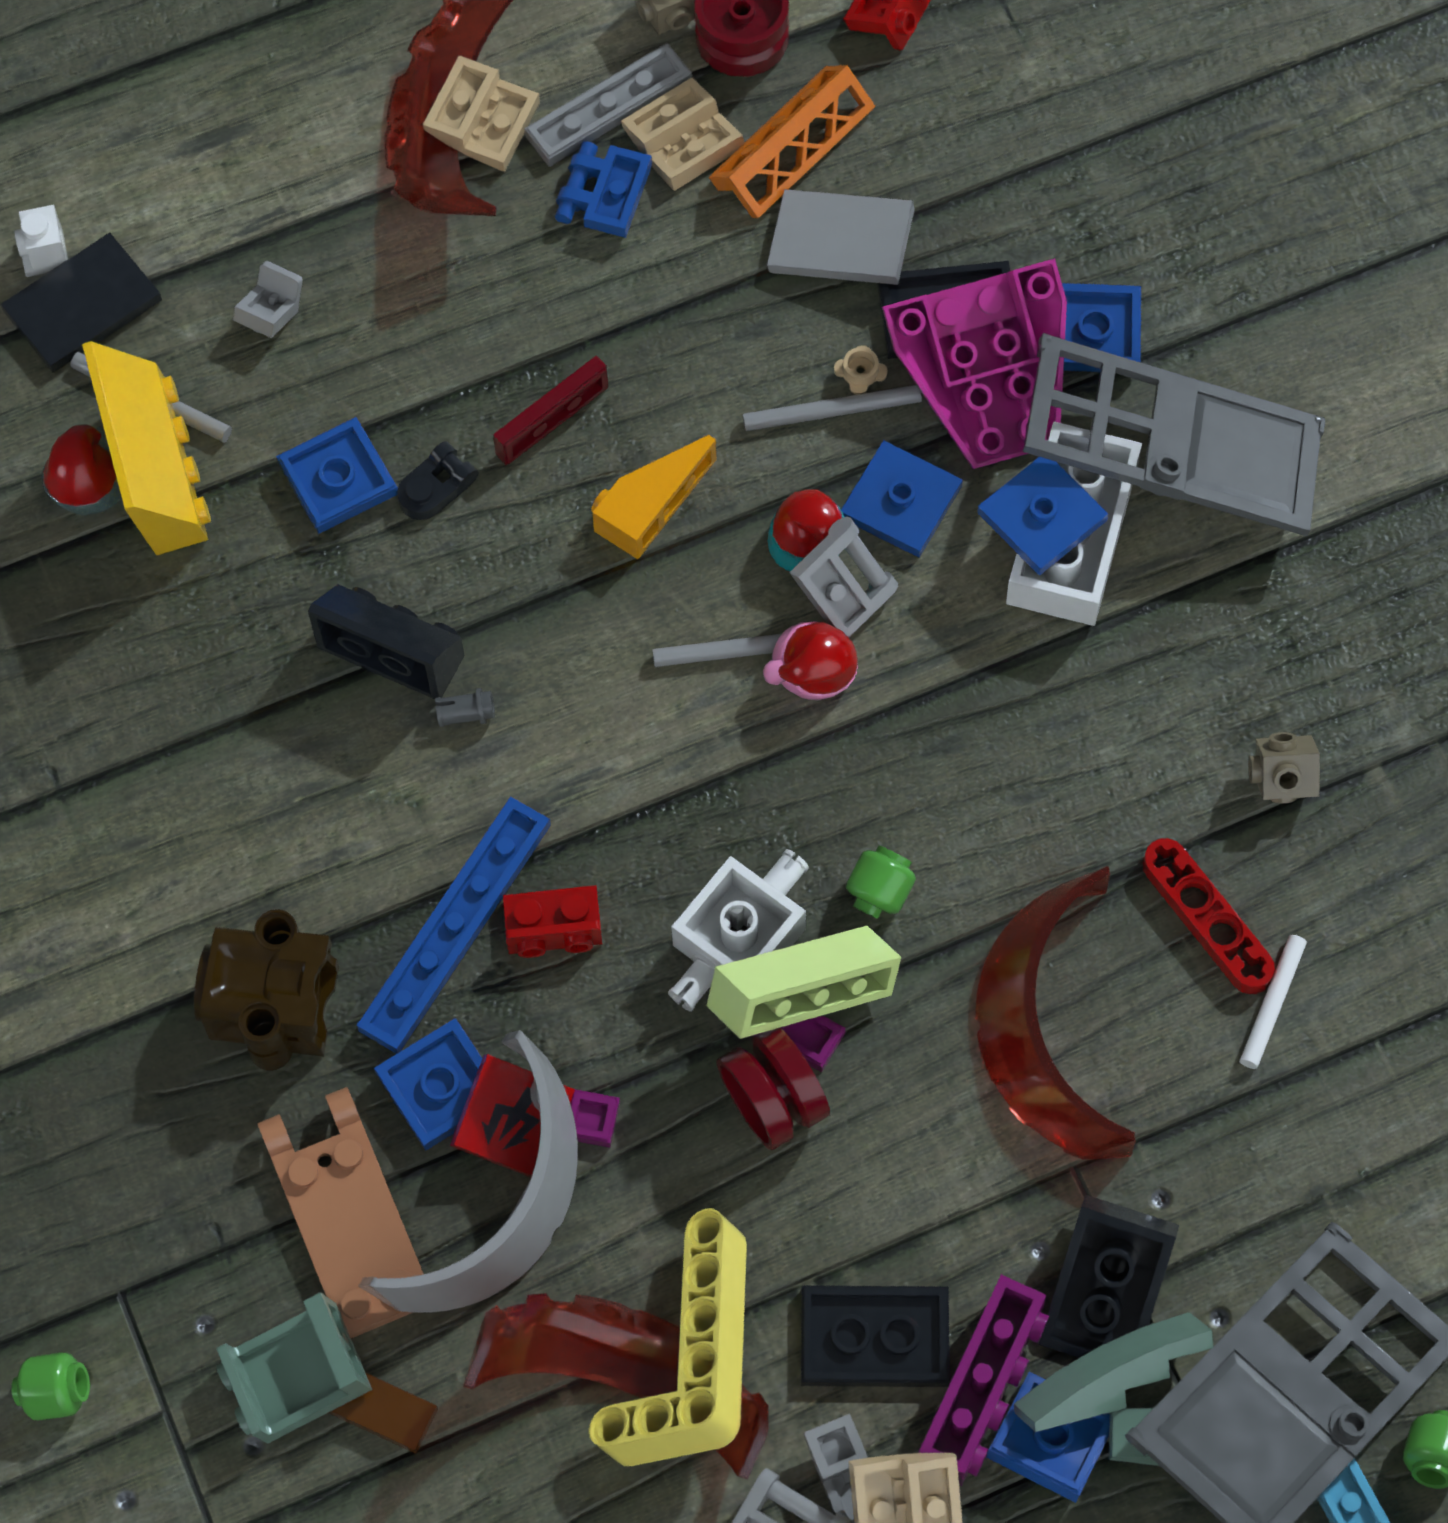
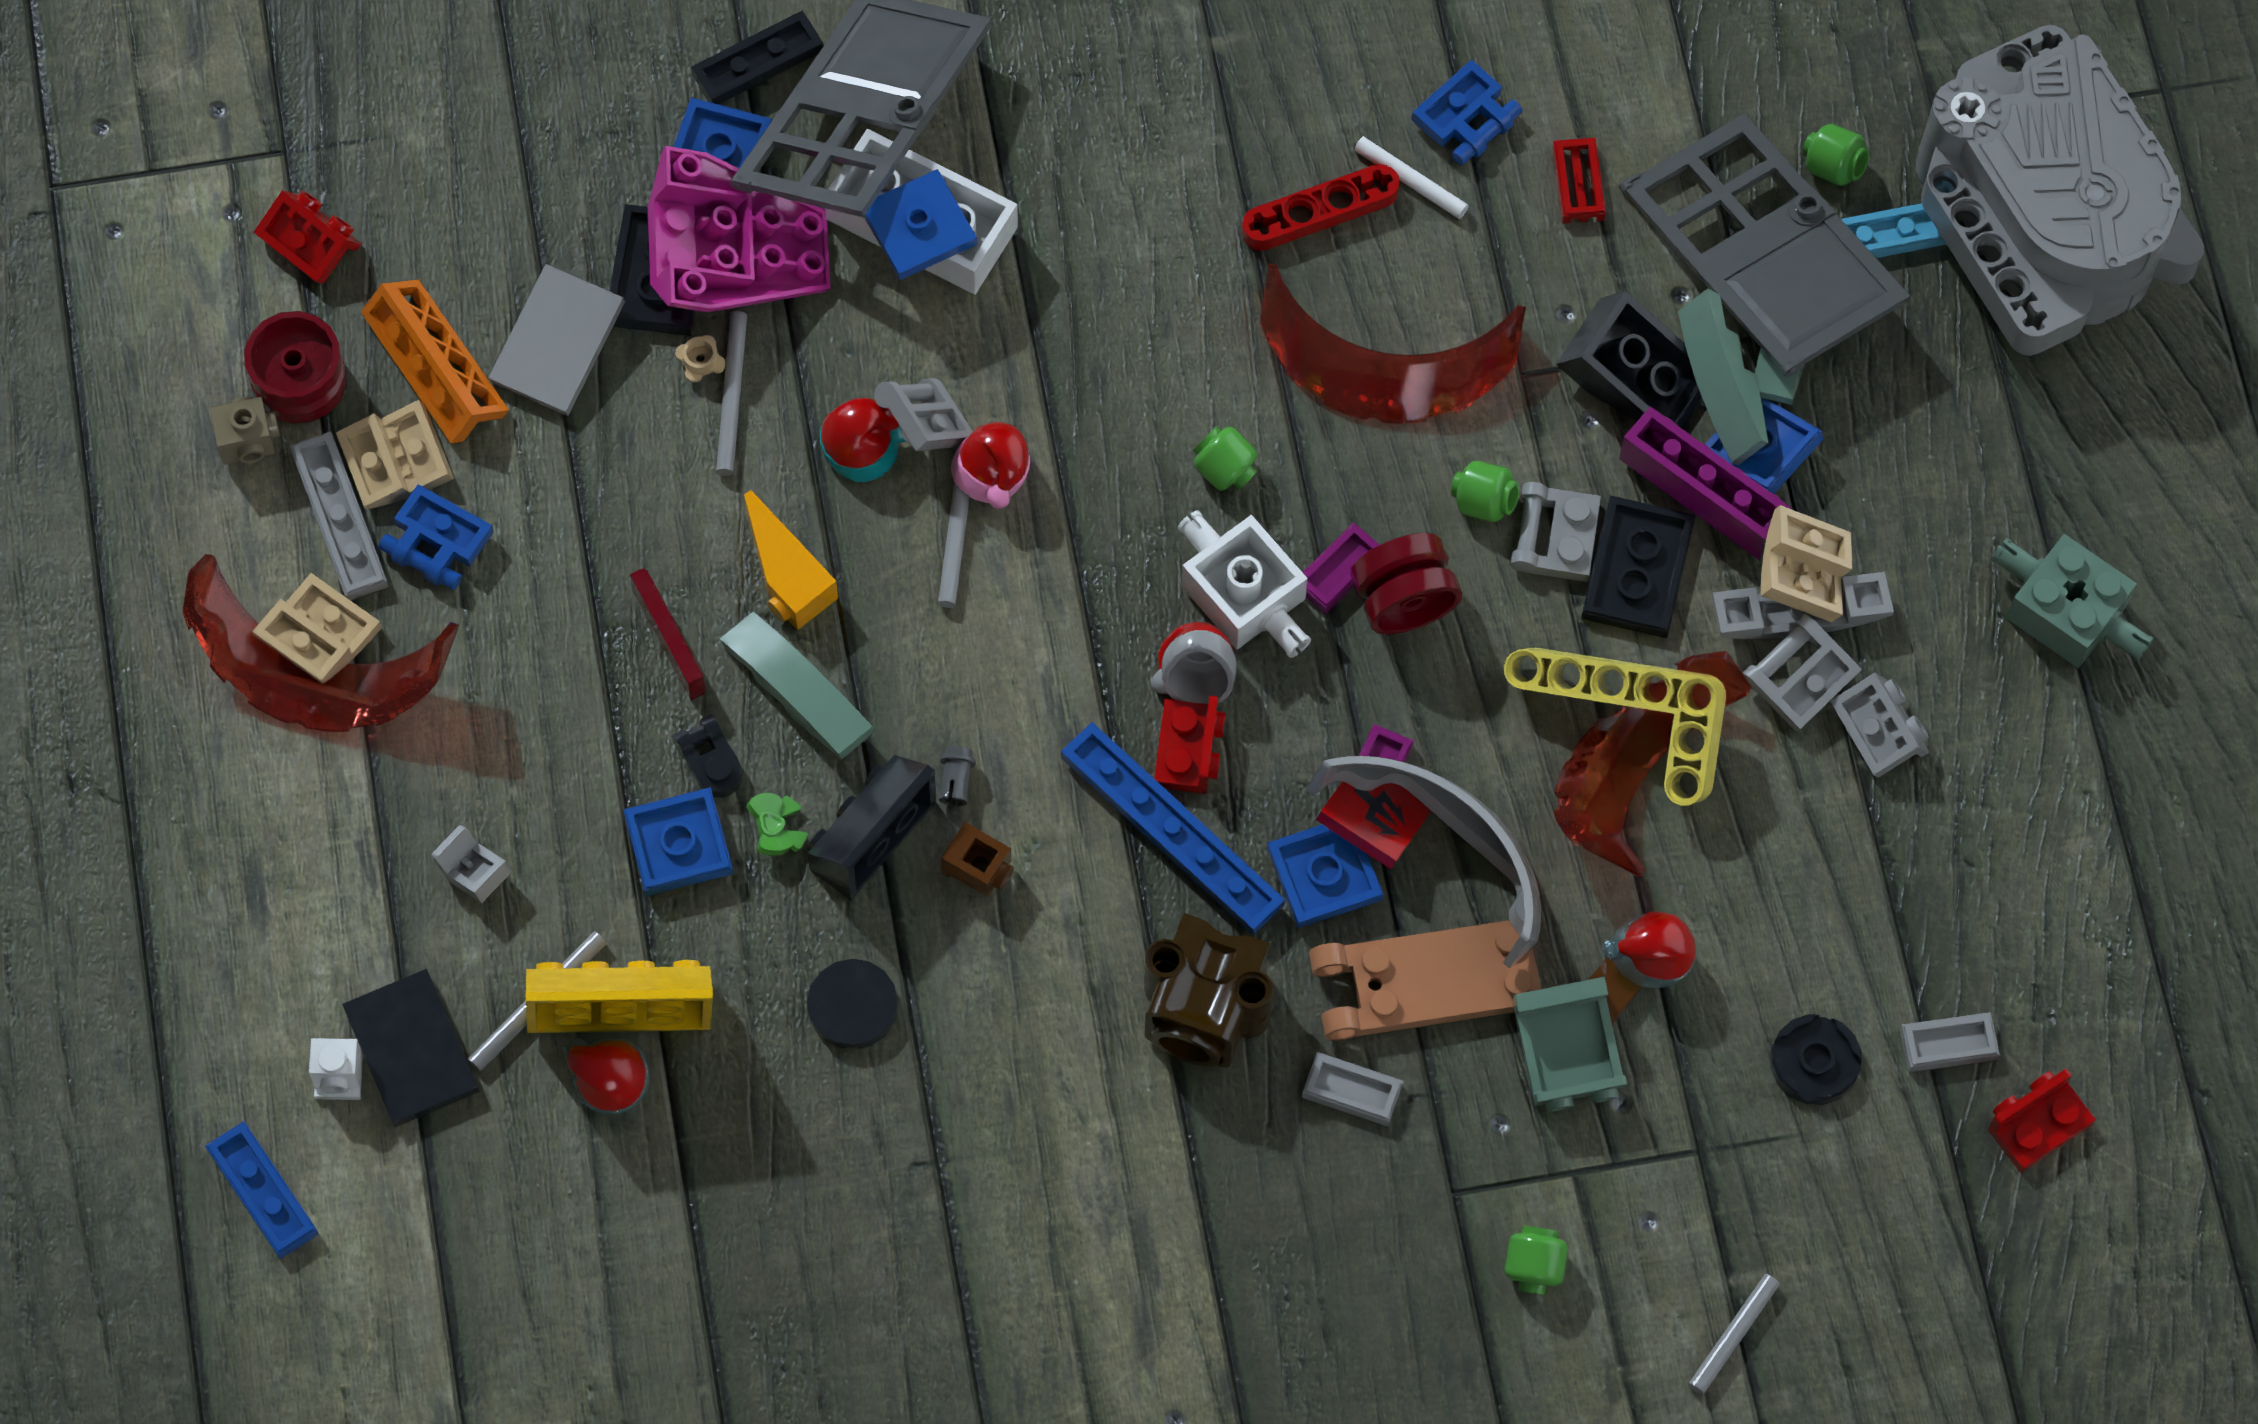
camera: 80 degrees left, 0 degrees up
(204, 672) = (852, 1004): none -> black tile
(210, 1166) = (1352, 1089): none -> light grey tile
(374, 733) = (974, 847): none -> reddish brown brick
(386, 546) = (769, 814): none -> bright green piece
(420, 1434) = (1652, 949): none -> red piece
(522, 538) = (797, 685): none -> sand green slope
(638, 904) = (1195, 664): none -> light grey piece
(803, 981) = (1319, 530): yellowish green brick -> none
(892, 1256) = (1570, 536): none -> light grey plate
(901, 498) = (844, 354): blue plate -> none
(914, 1153) = (1485, 491): none -> bright green head
(1207, 337) = (757, 58): none -> black plate
(1285, 767) = (1204, 103): dark tan brick -> none
(1287, 1191) = (1582, 211): none -> red tile
(1372, 1027) = (1457, 104): none -> blue plate

